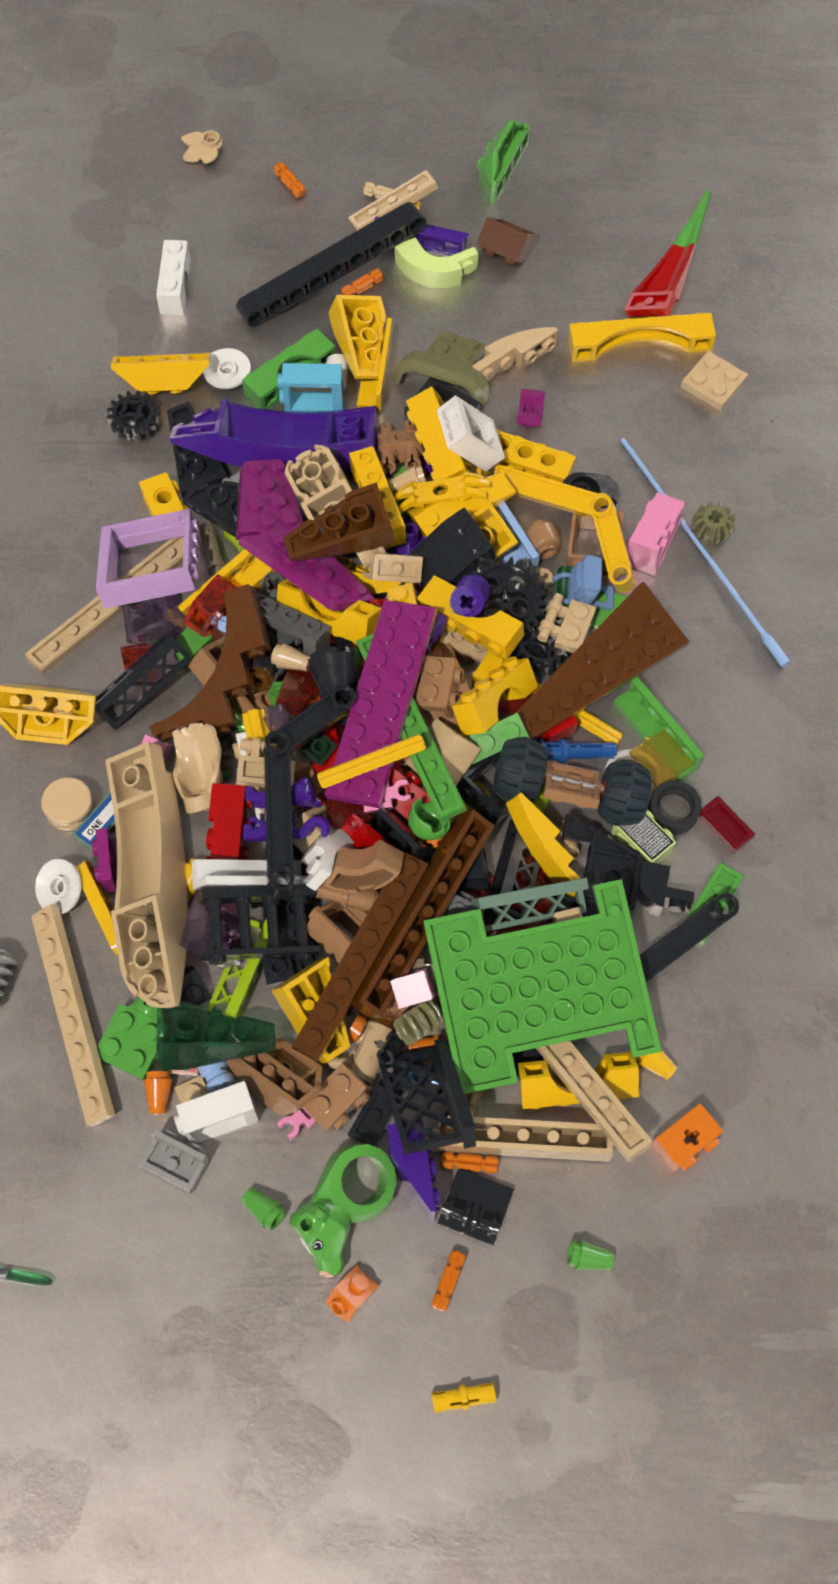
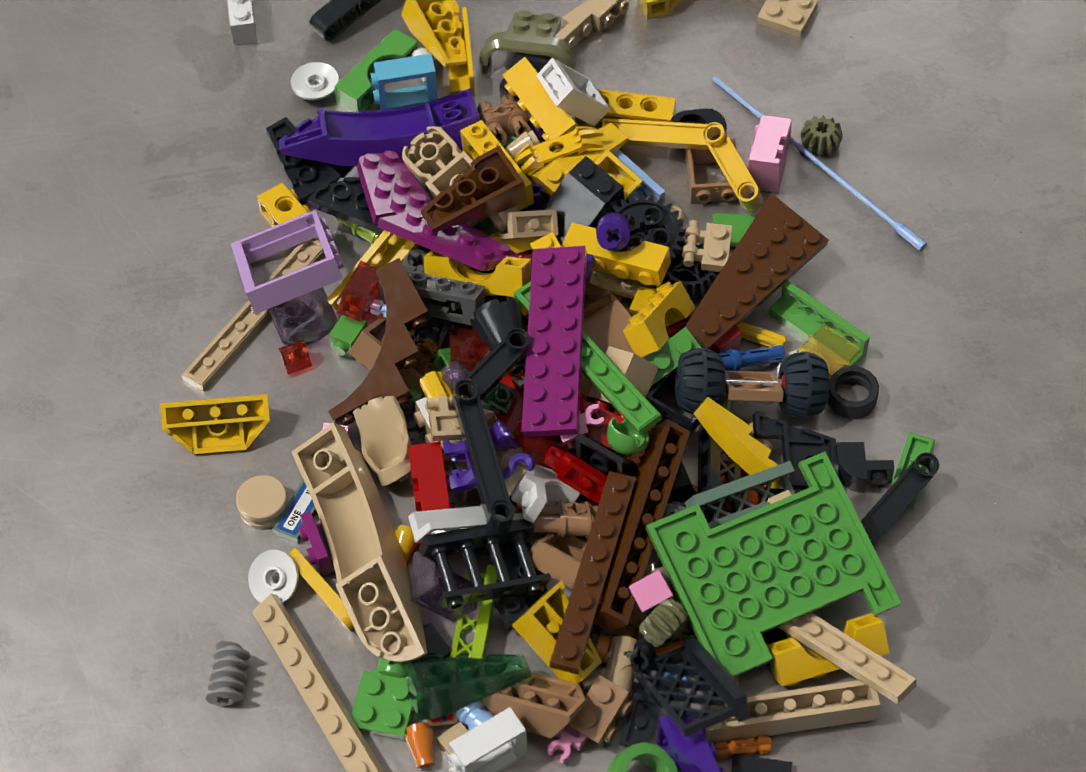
camera: 10 degrees left, 10 degrees down
(133, 415) = (234, 139): black gear -> none
(134, 672) = (300, 366): black fence -> none
(161, 372) = (253, 94): yellow wedge -> none
(211, 549) = (344, 247): dark tan pin -> none
(288, 657) = (451, 323): tan cone -> none
(365, 867) = (576, 493): medium nougat brick -> none
(371, 761) = (560, 390): yellow axle -> none
(439, 684) = (603, 316): medium nougat bracket -> none
(531, 408) = (620, 64): magenta bracket -> none
(544, 538) = (666, 176): medium nougat head -> none
(583, 583) = (713, 207): medium blue piece -> none
(646, 838) = (834, 422): brick -> none
(658, 1063) = (899, 621): yellow cone -> none
(695, 1123) = (933, 689): orange brick -> none
(726, 824) = (906, 398): dark red tile -> none

